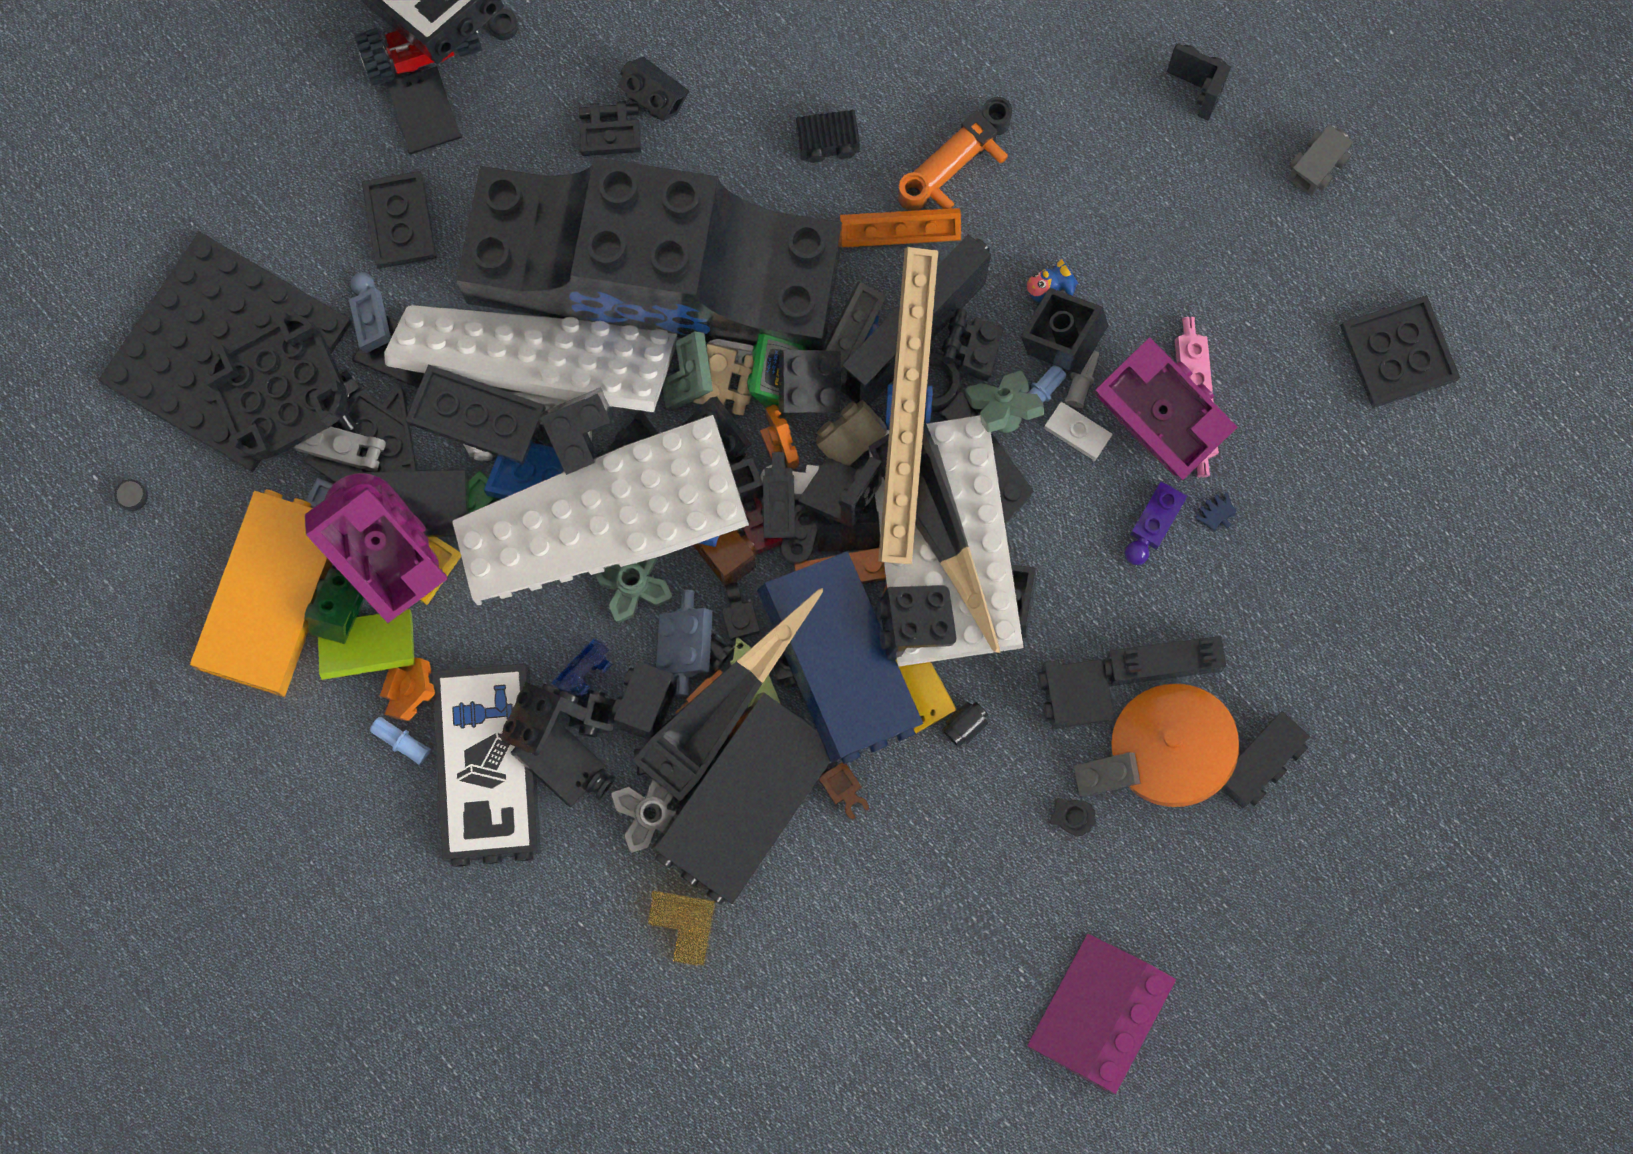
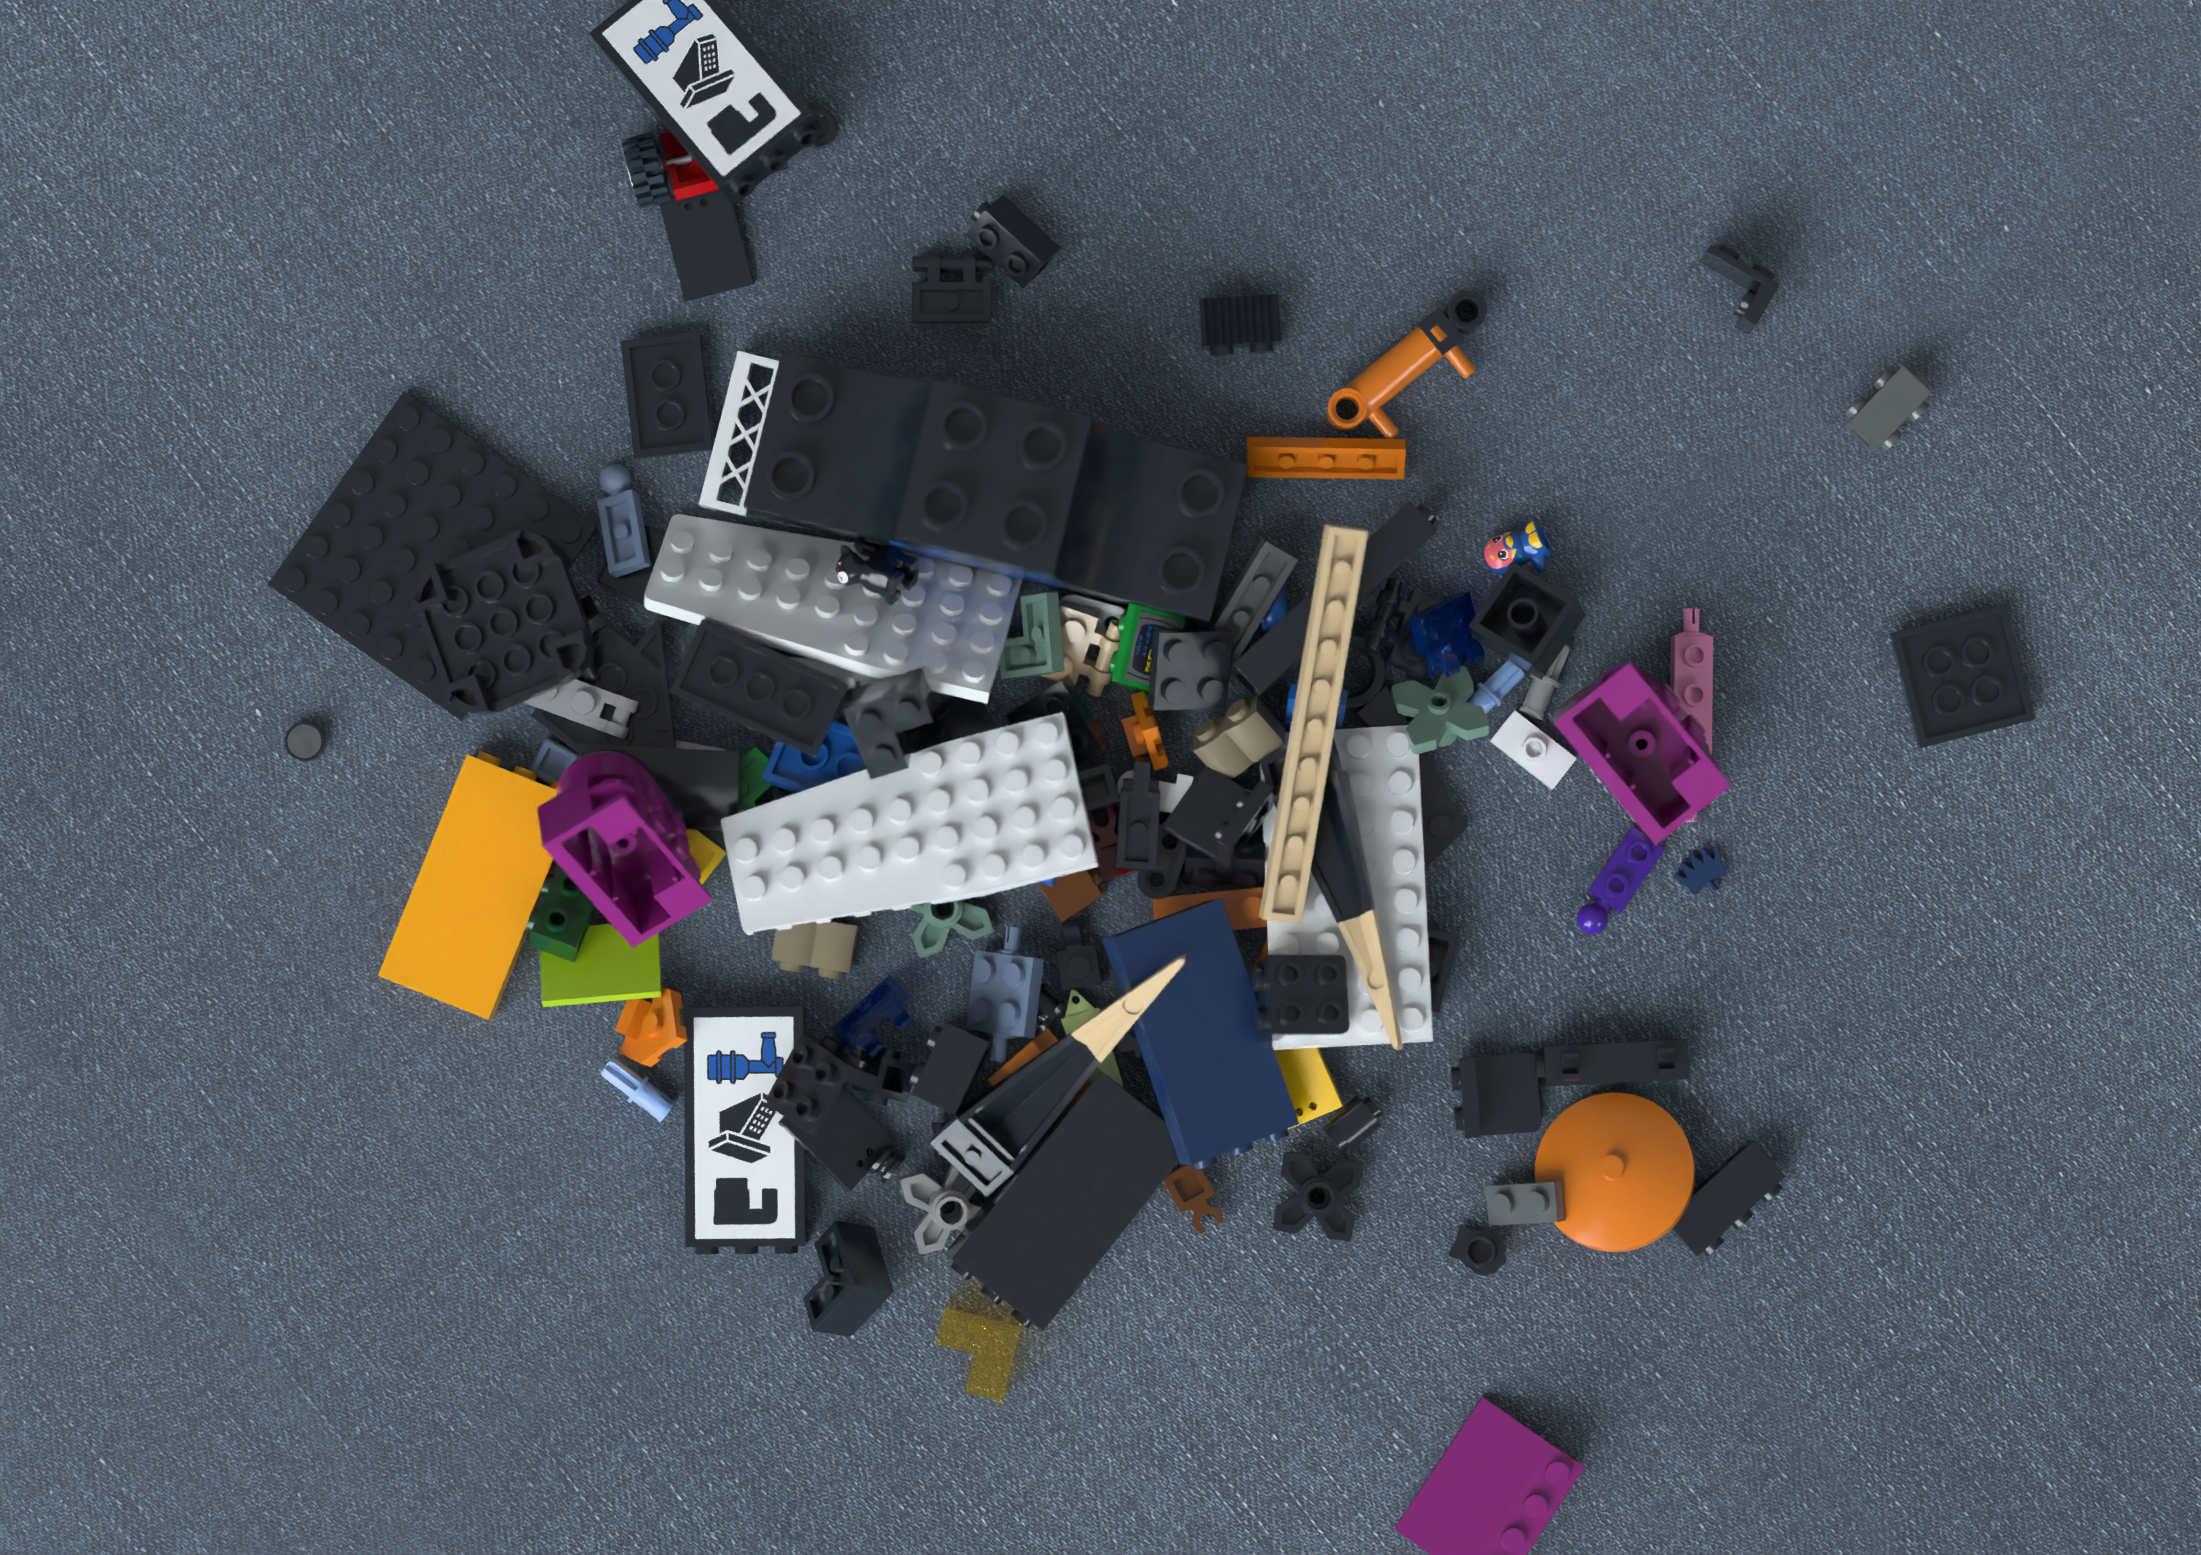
camera: 10 degrees right, 10 degrees up
(446, 240) = (727, 430): none -> white fence
(533, 617) = (820, 945): none -> dark tan brick
(564, 325) = (879, 573): none -> black animal
(577, 879) = (852, 1282): none -> black panel
(930, 770) = (1335, 1182): none -> black plant
(1003, 338) = (1445, 625): none -> clear blue plate

